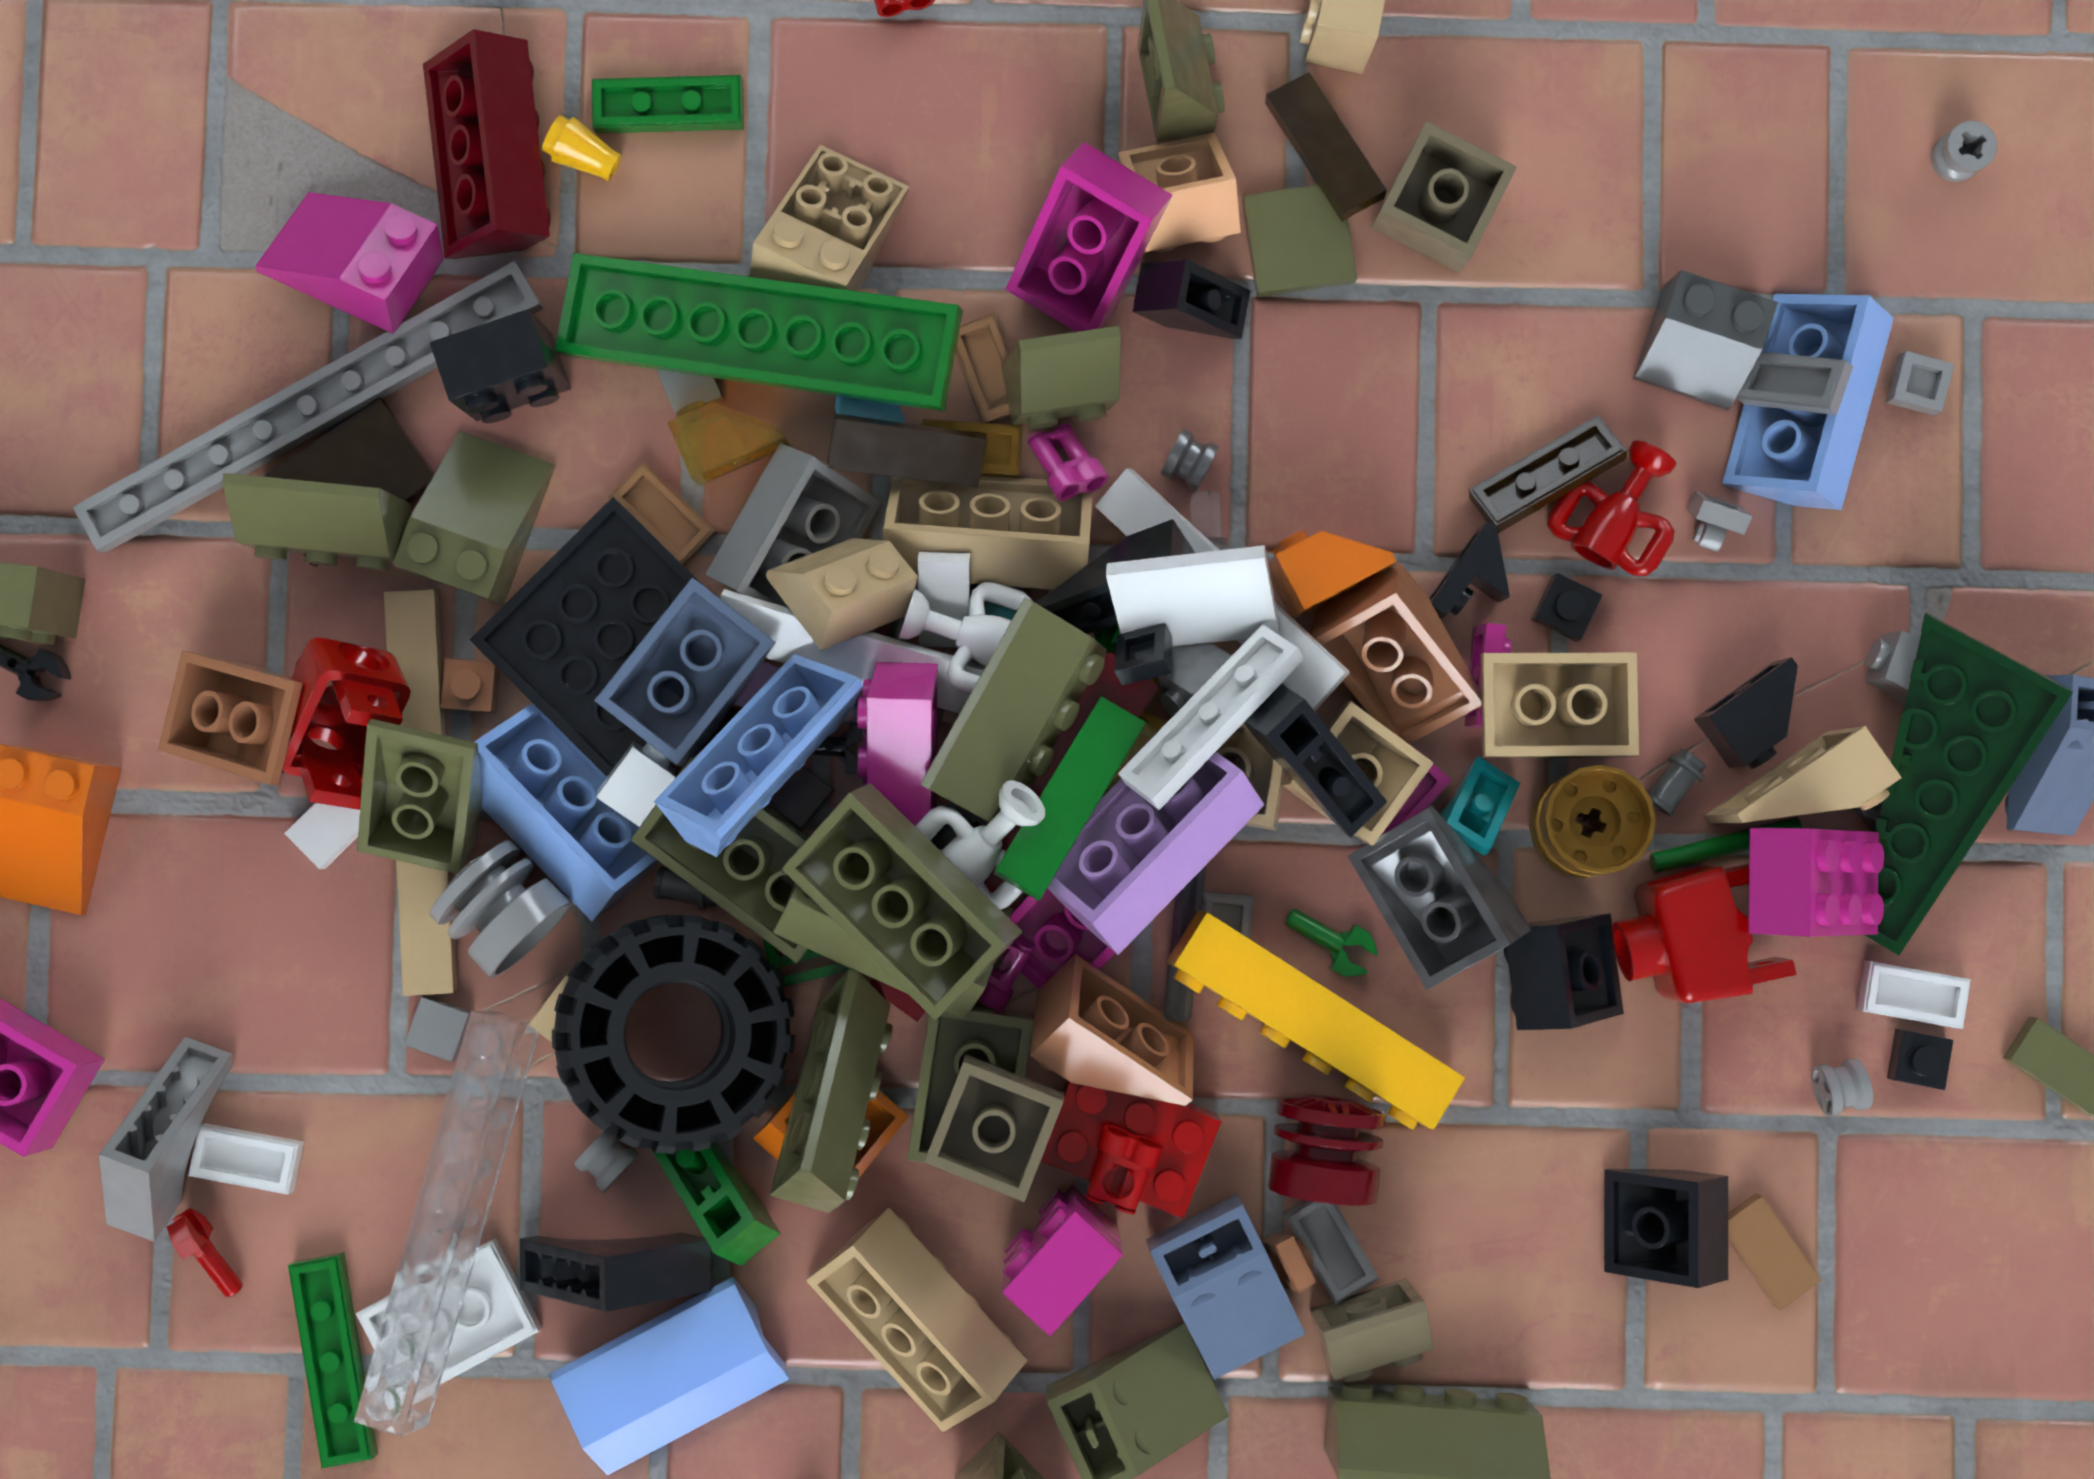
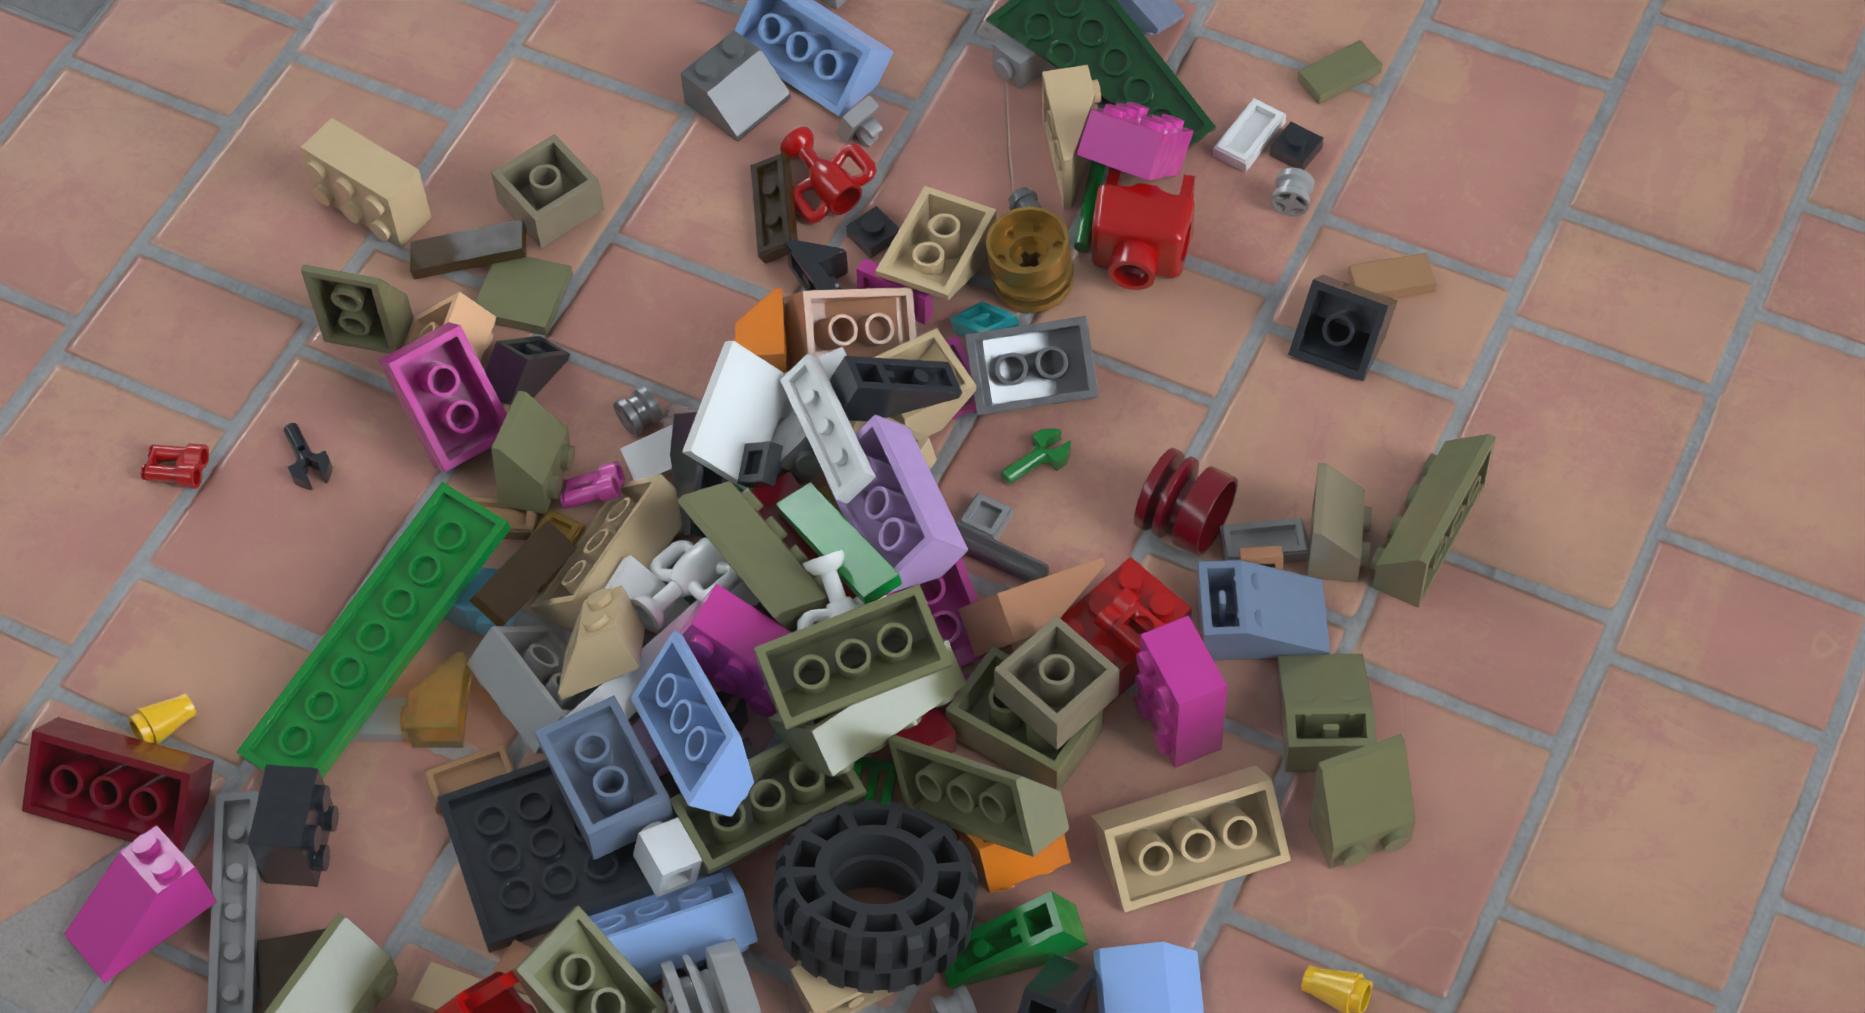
camera: 60 degrees left, 30 degrees down
(475, 518) = (399, 908): olive slope -> none
(667, 104) = (166, 651): green tile -> none
(672, 887) = (762, 875): dark grey pin -> none
(828, 224) = (323, 571): tan slope -> none
(972, 115) = (305, 458): none -> black bar
(1315, 1020) = (1080, 480): yellow brick -> none
(1564, 974) = (1130, 323): black slope -> none
(1752, 716) = (1008, 151): black slope -> none
(1796, 383) = (794, 41): light grey tile -> none

